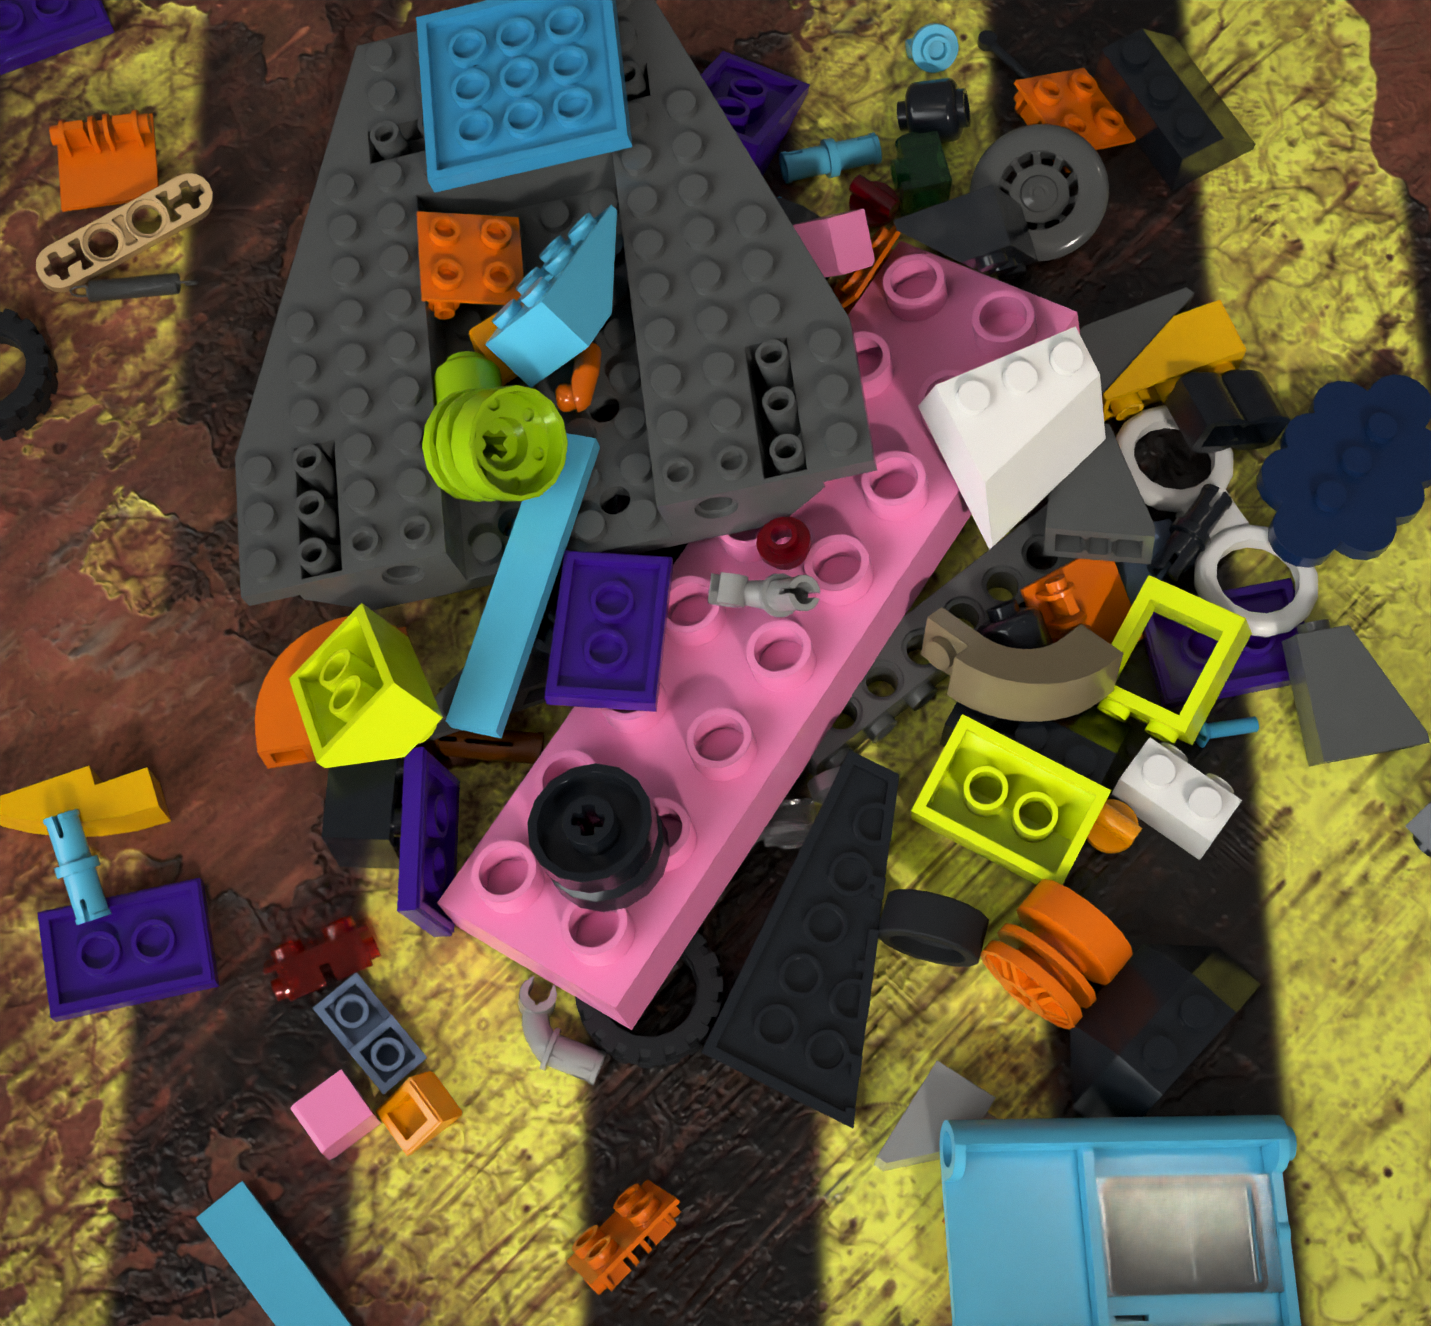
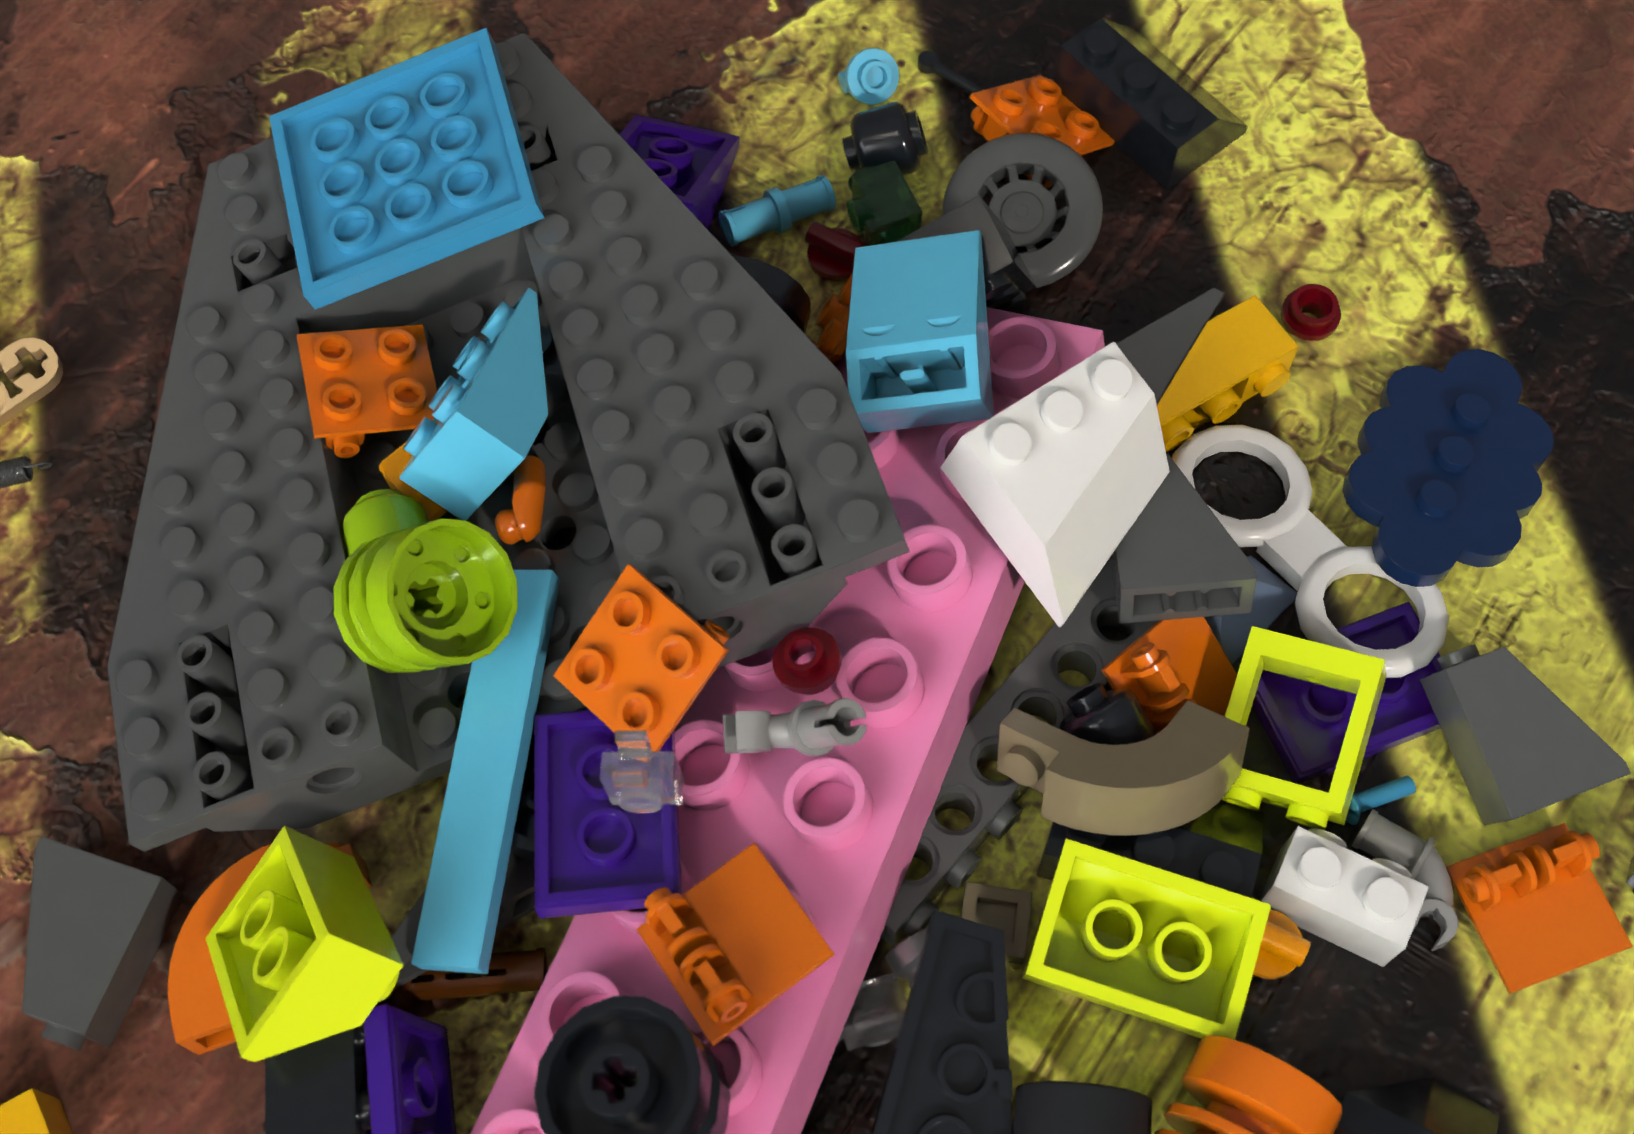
camera: 10 degrees left, 5 degrees down
(198, 667) = (90, 941): none -> dark grey slope
(639, 609) = (638, 776): none -> clear plate
(654, 522) = (641, 659): none -> orange hinge
(689, 743) = (732, 942): none -> orange hinge
(838, 242) = (809, 292): bright pink piece -> none
(909, 764) = (1003, 910): none -> dark tan tile
(921, 292) = (919, 333): none -> medium azure slope
(1190, 534) = (1284, 569): black pin -> none
(1226, 410) = (1291, 419): black brick -> none
(1247, 786) = (1420, 857): none -> light grey piece
(1272, 309) = (1316, 301): none -> dark red plate
(1334, 834) = (1539, 906): none -> orange hinge

